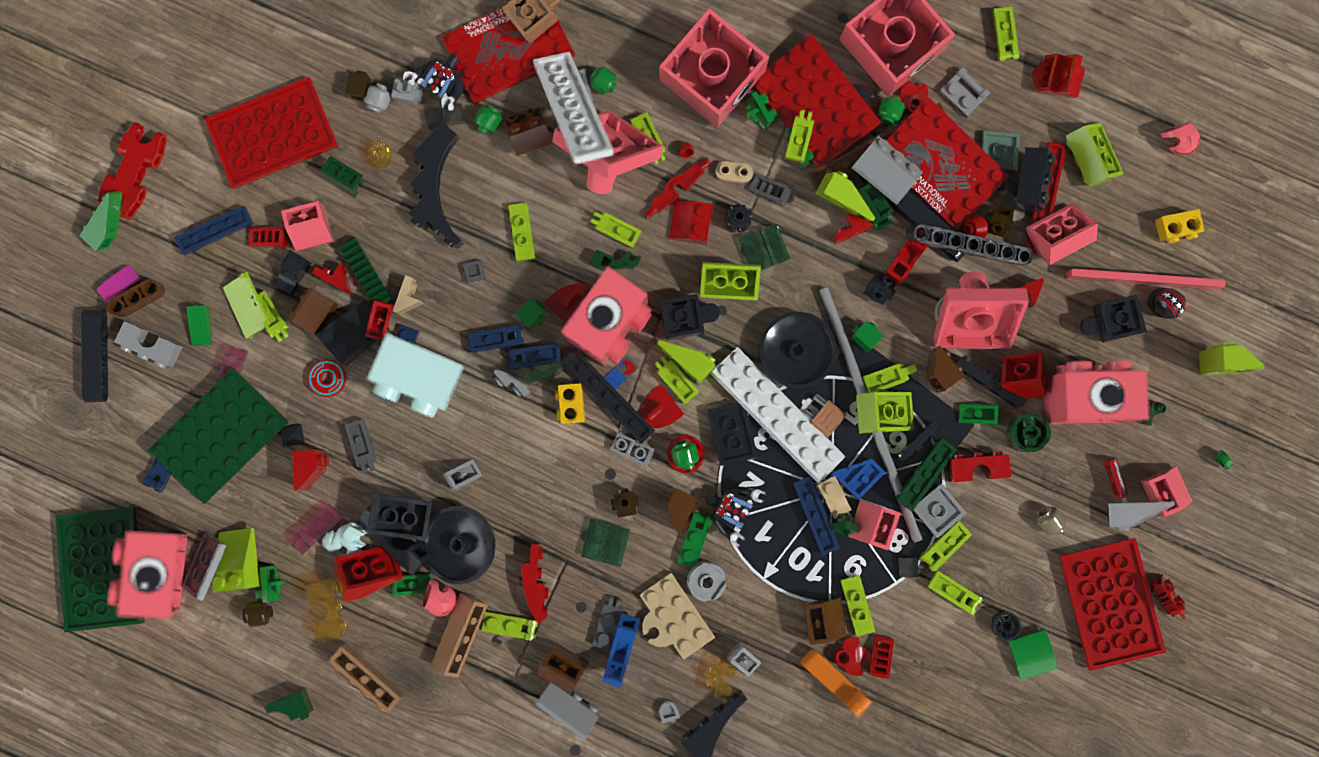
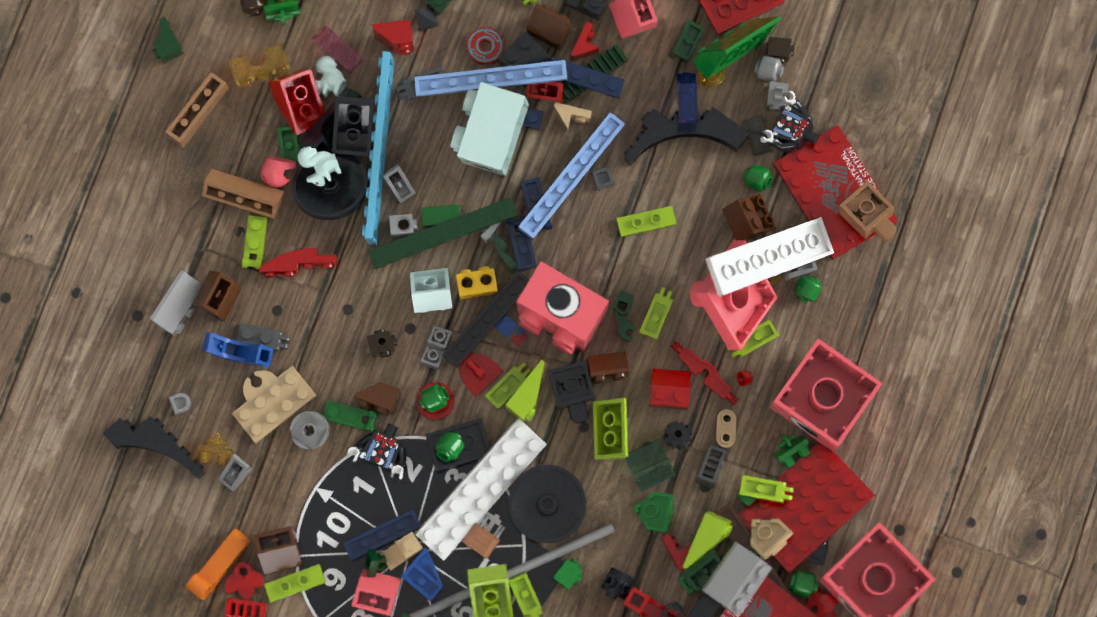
camera: 85 degrees right, 5 degrees down
(350, 126) = (734, 45): none -> green slope
(361, 367) = (496, 77): none -> light blue plate
(370, 278) = (593, 79): none -> dark blue plate
(400, 178) = (687, 97): none -> clear blue slope
(431, 494) = (378, 154): none -> medium azure plate
(436, 550) = (322, 162): none -> light aqua animal
(470, 301) = (571, 176): none -> light blue plate
(498, 435) = (438, 214): none -> green slope
(499, 480) = (395, 220): none -> light grey brick
(517, 433) = (443, 233): none -> dark green tile
(531, 313) = (564, 237): green brick -> none
(567, 300) = (582, 271): red shield -> none
(574, 450) = (430, 290): none -> light aqua slope
(605, 542) = (341, 328): clear green slope -> none
(665, 279) = (608, 366): none -> reddish brown slope
(735, 442) = (449, 446): none -> green head
(811, 246) = (656, 511): none -> green plate
(846, 137) = (768, 537): none -> tan plate

